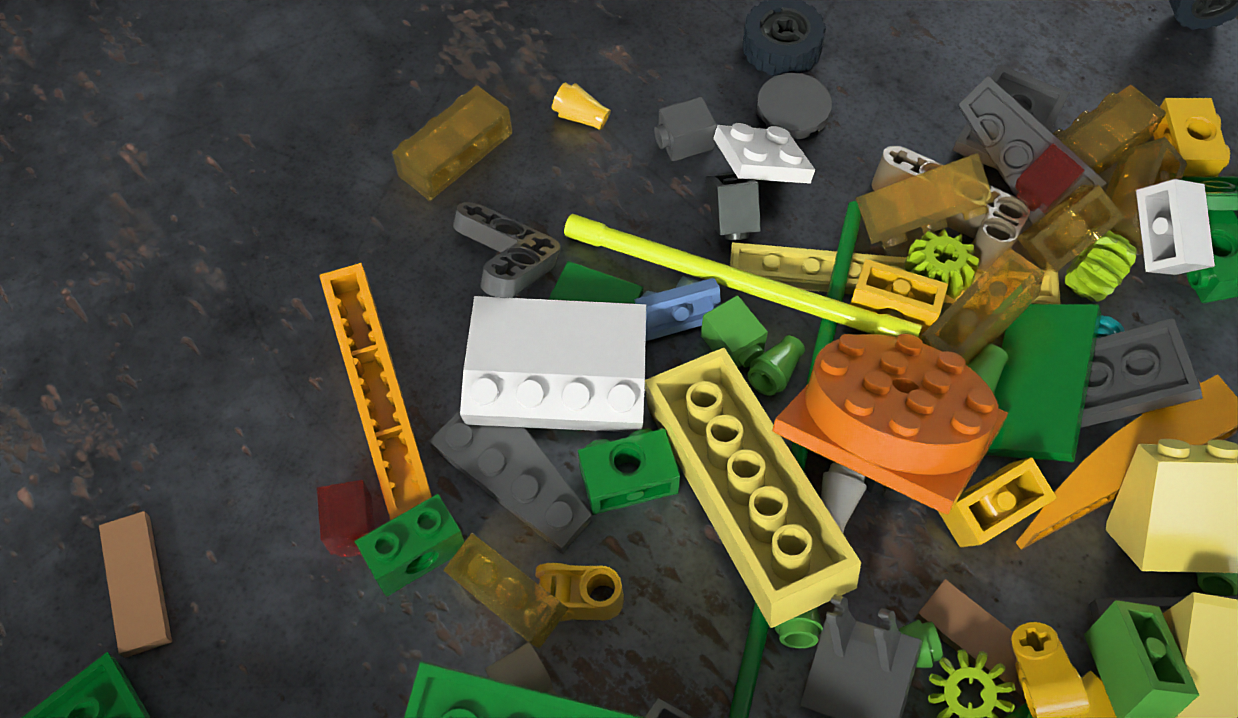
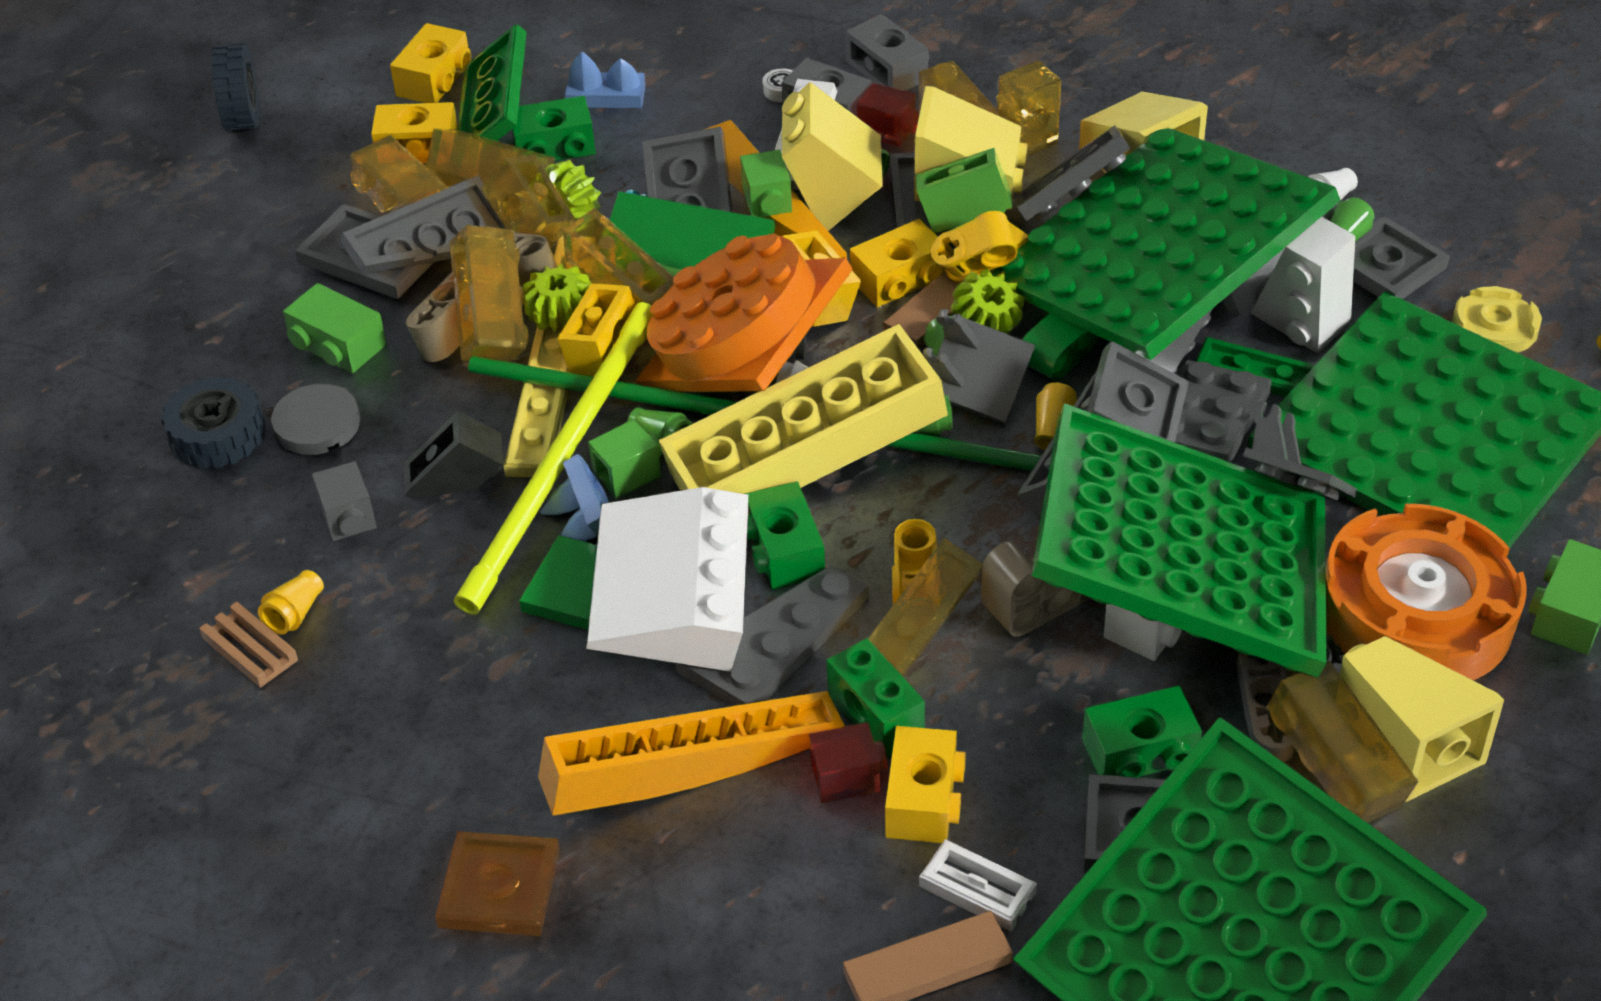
camera: 90 degrees left, 15 degrees down
(217, 643) = (973, 891): none -> white tile
(286, 266) = (498, 883): none -> clear orange tile
(290, 567) = (921, 784): none -> yellow brick
(452, 142) = (332, 719): clear yellow brick -> none
(523, 255) = (506, 626): dark grey beam -> none
(539, 85) = (259, 630): none -> medium nougat tile
(763, 153) = (398, 427): white plate -> none
(899, 102) = (334, 328): none -> bright green brick
(1041, 572) = (895, 263): none -> yellow brick
(1048, 179) = (472, 203): clear red brick -> none
(1114, 439) = (766, 183): none -> bright green brick
(1175, 227) = (541, 133): white brick -> none

